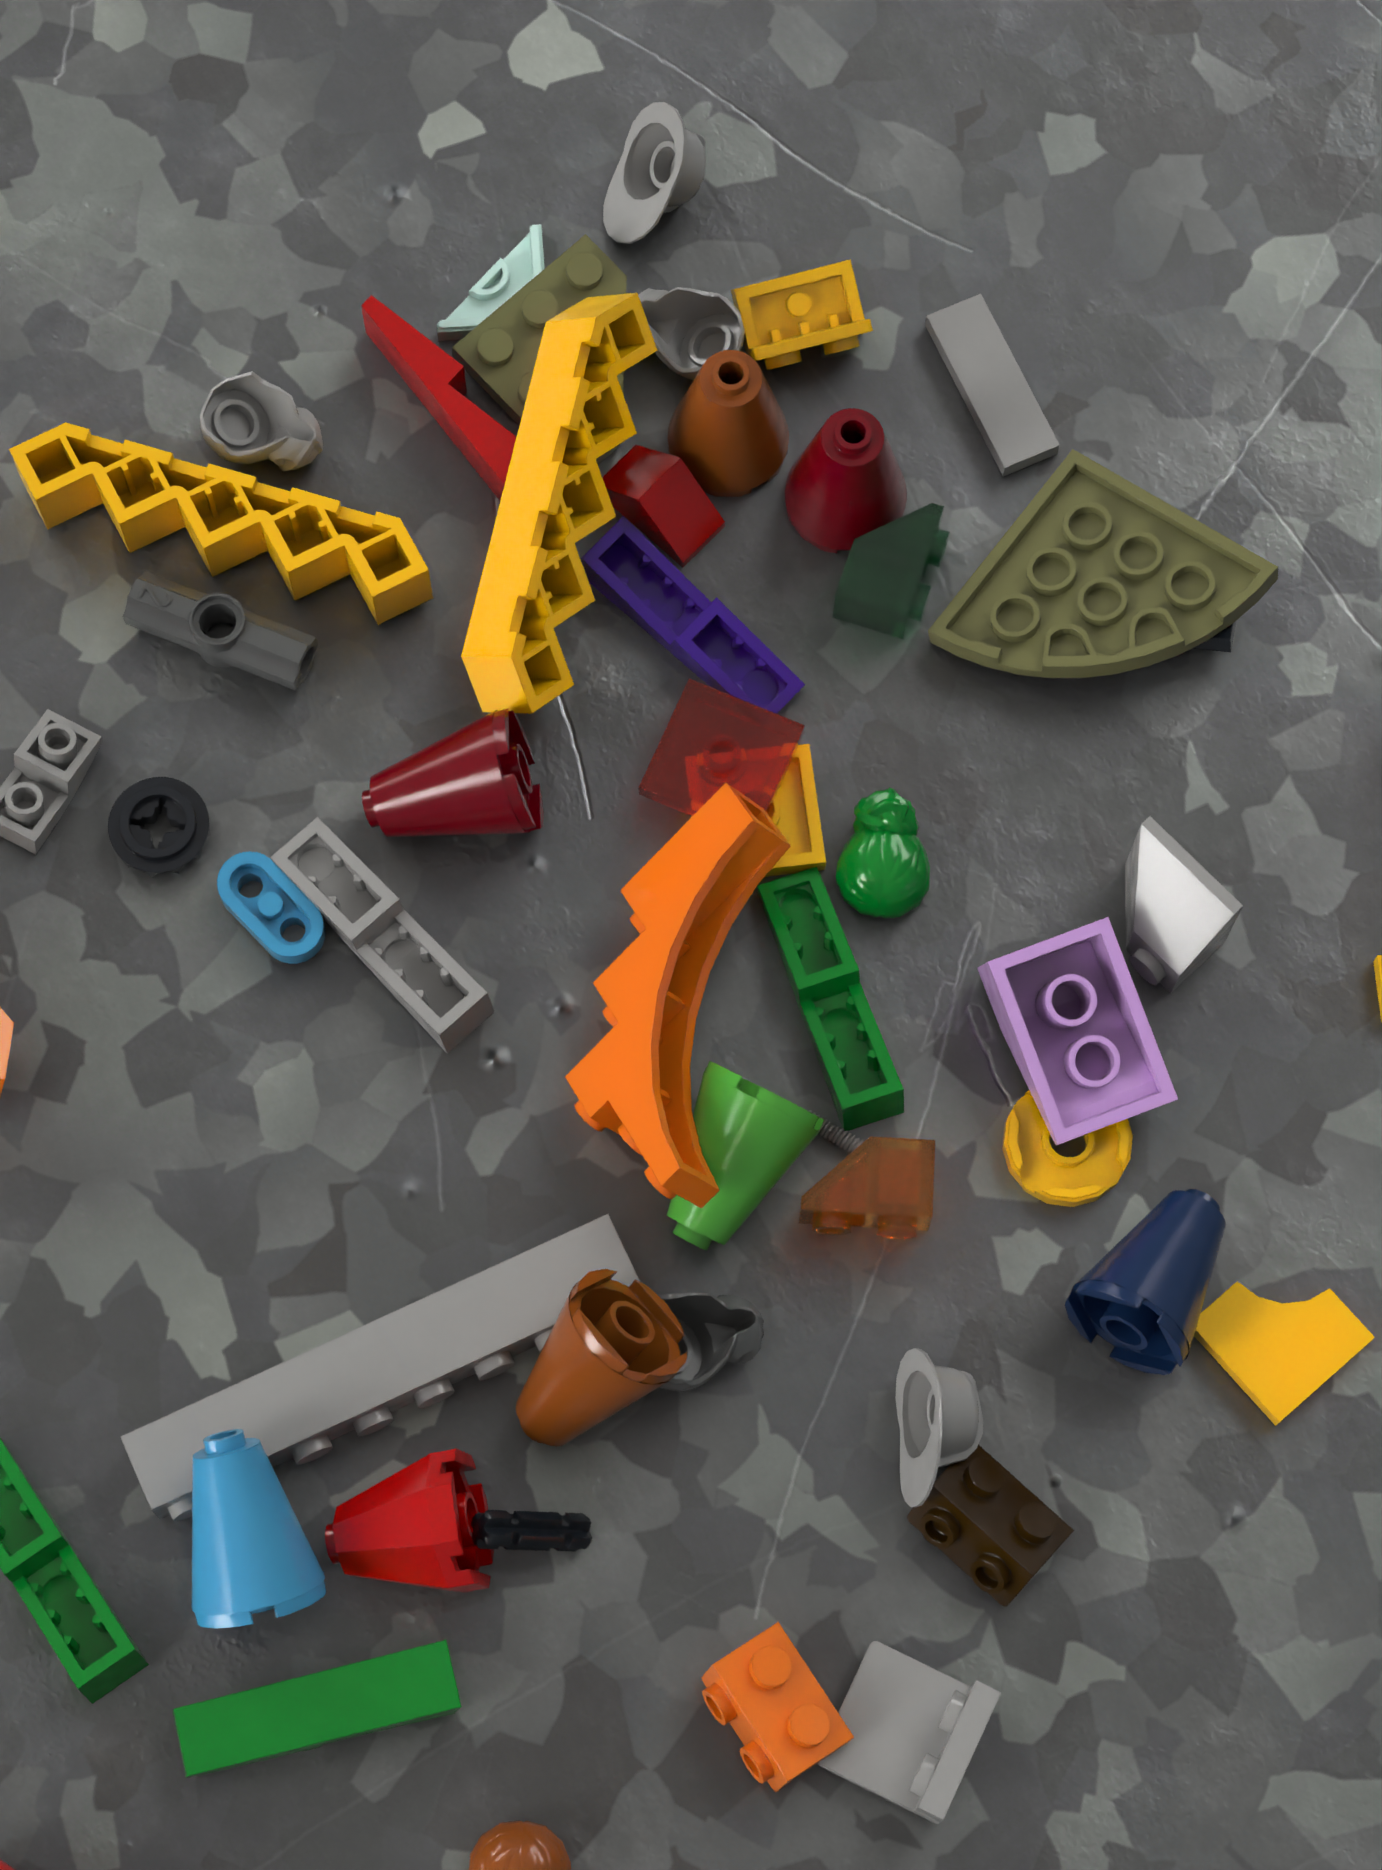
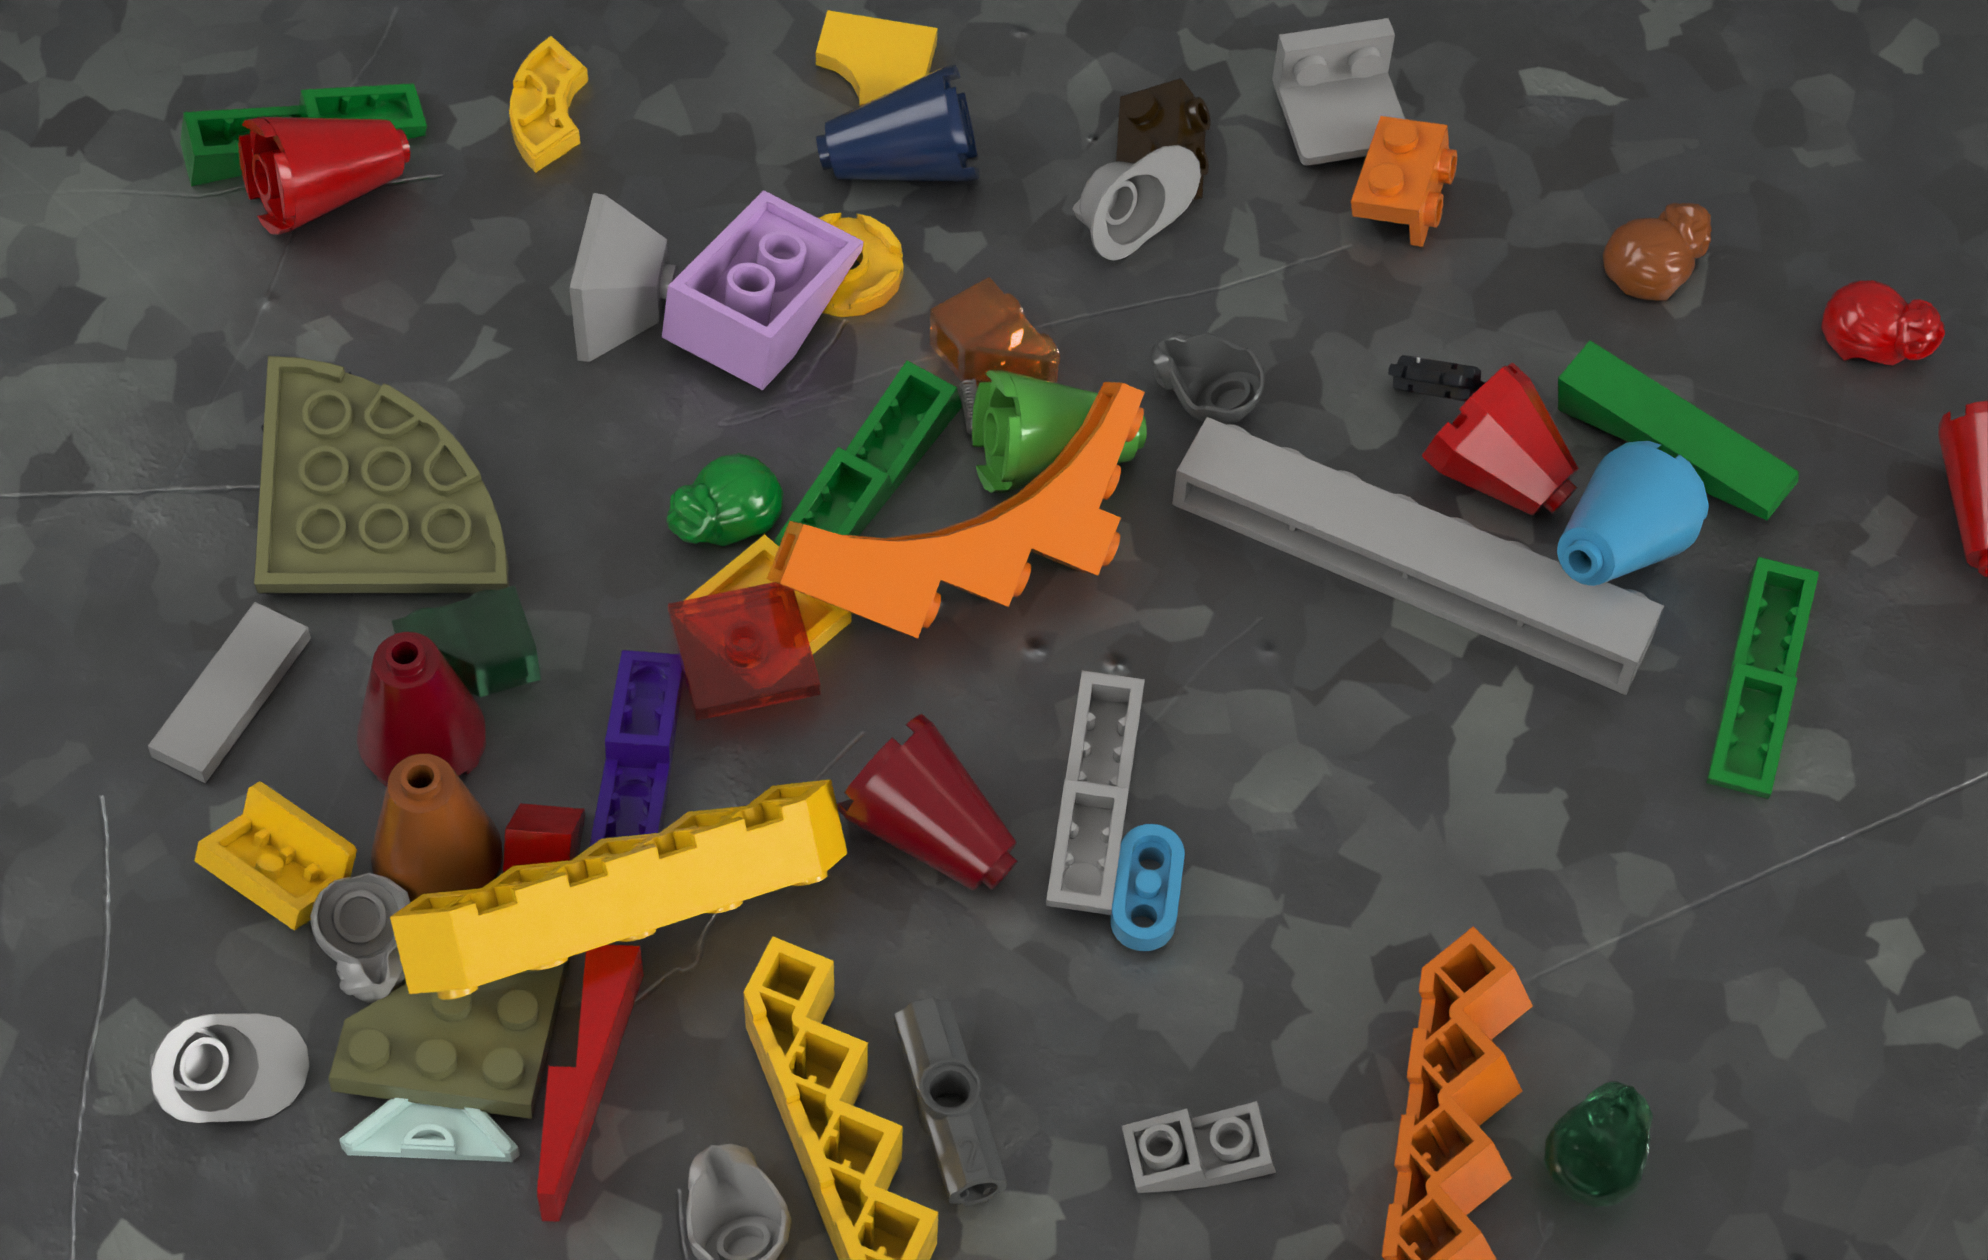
camera: 130 degrees left, 15 degrees down
(141, 806) = (1161, 1000): black gear -> none
(599, 1358) = (1289, 392): dark orange cone -> none

